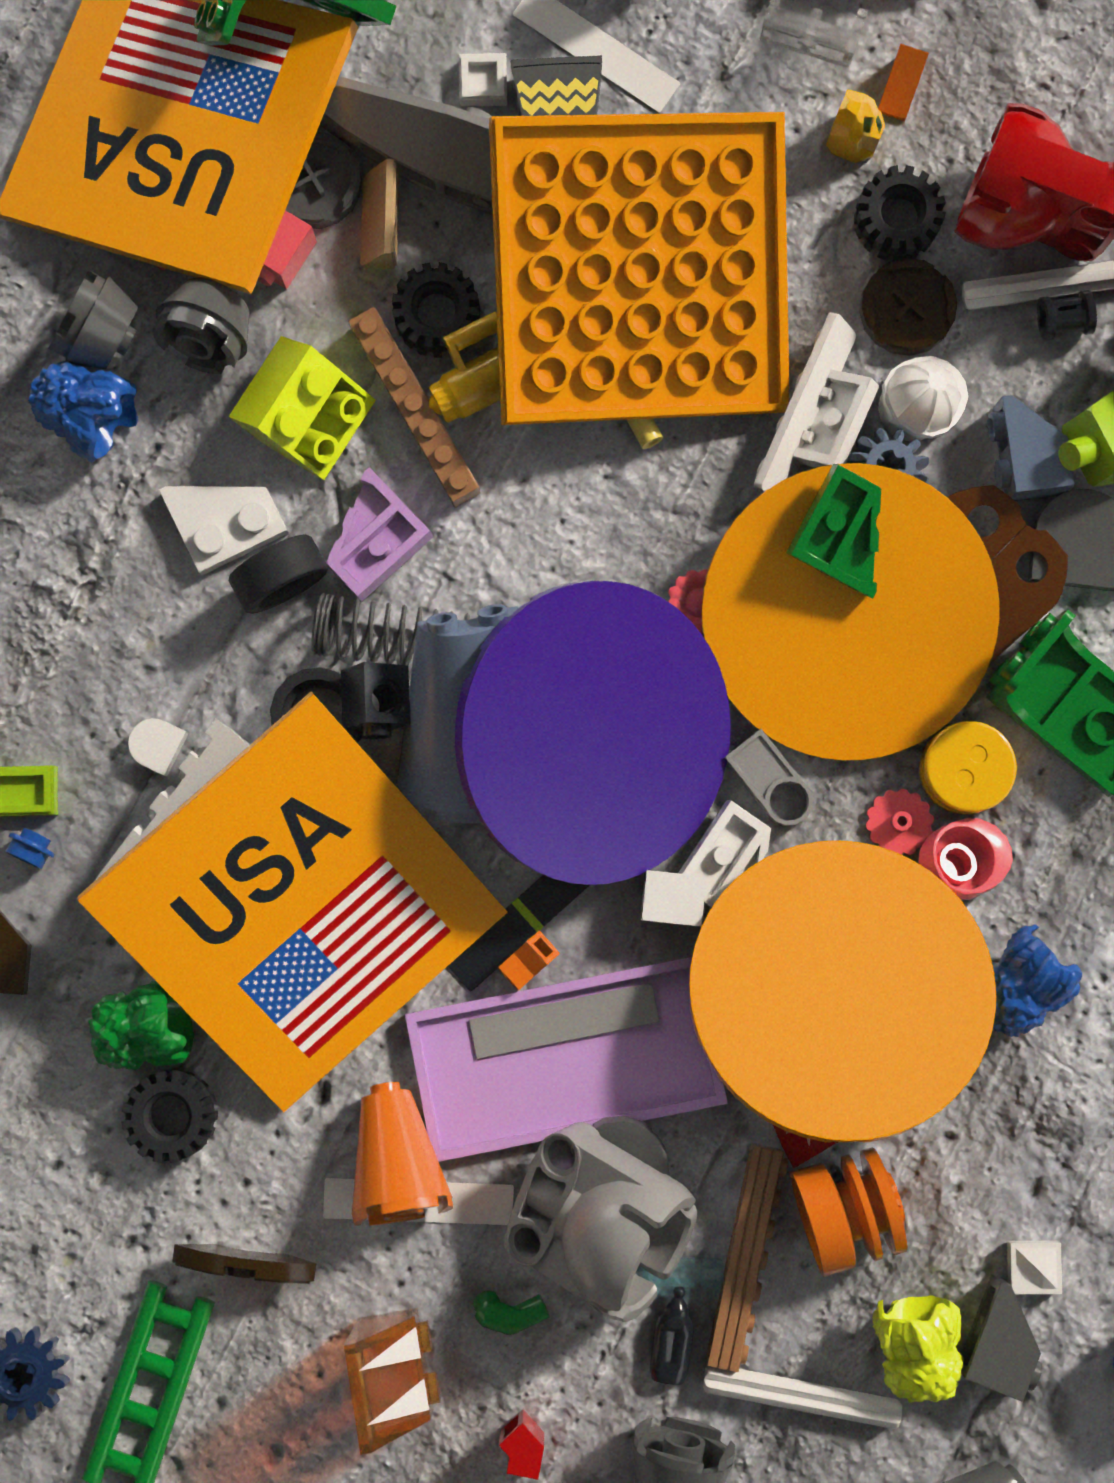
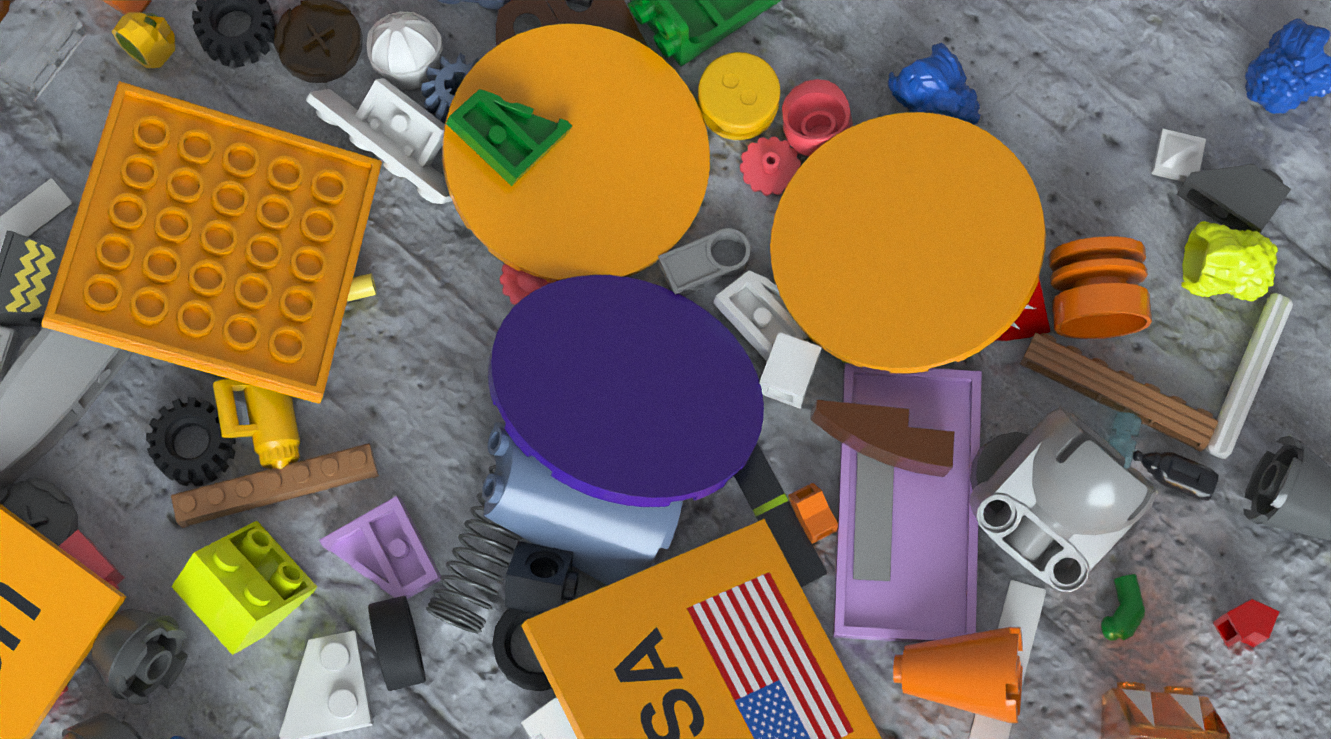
camera: 75 degrees left, 10 degrees down
(380, 216) = (85, 471): tan slope -> none
(623, 1019) = (885, 436): none -> reddish brown slope

